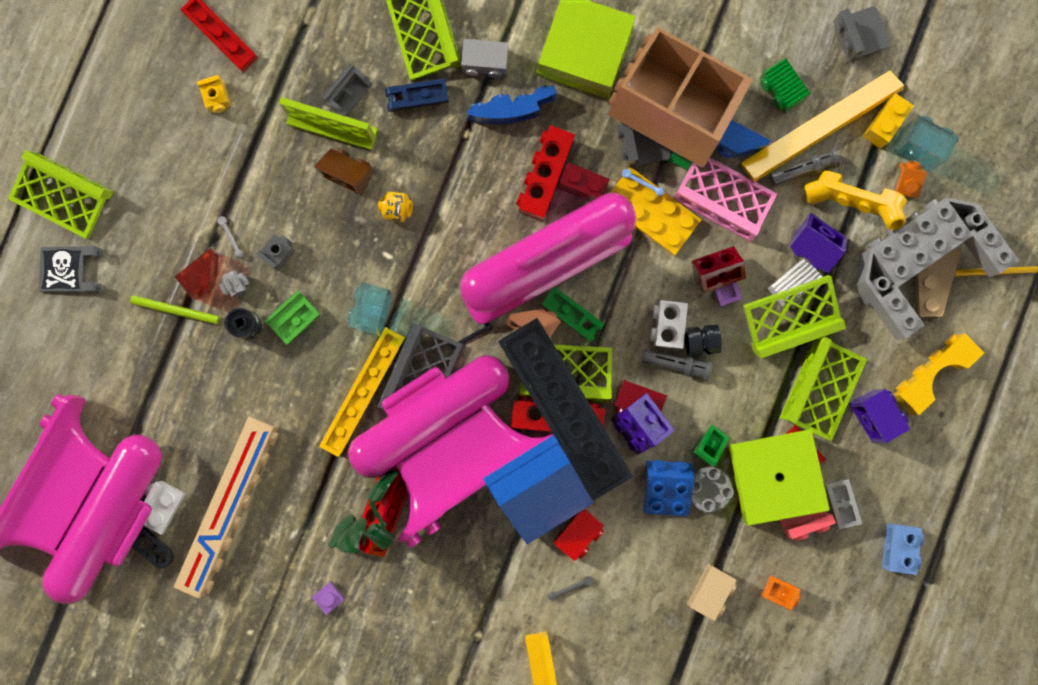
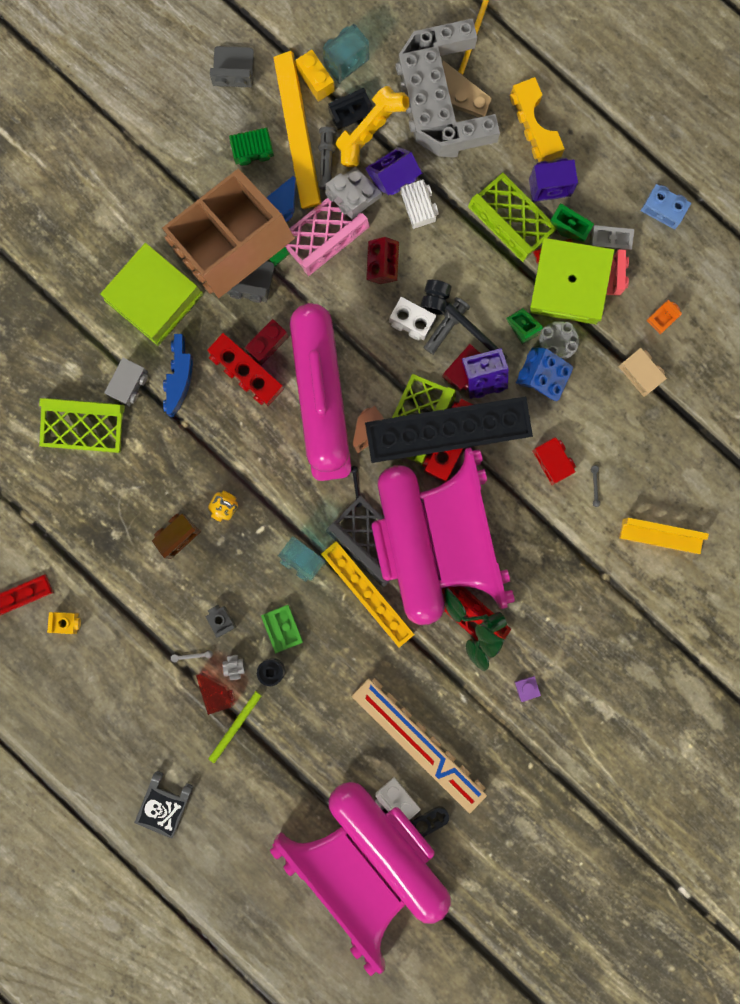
camera: 70 degrees left, 0 degrees up
(62, 175) = (82, 777): lime fence -> none
(329, 124) = (130, 534): lime fence -> none
(347, 90) = (107, 509): dark grey hinge -> none
(417, 95) = (134, 451): dark blue plate -> none
(538, 490) = (507, 476): blue container -> none
(572, 314) = (371, 395): green plate -> none
(626, 173) = (273, 303): light blue hinge -> none
(658, 216) = (324, 286): yellow plate -> none
(683, 394) = (471, 328): none -> black bar
(727, 294) = (405, 262): medium lavender plate -> none
(778, 209) = (352, 192): none -> light grey plate
(794, 335) = (460, 221): lime fence -> none
(840, 453) = (570, 223): none -> green slope
(867, 171) = (350, 108): none -> black hinge
(911, 179) = (370, 77): orange bracket -> none

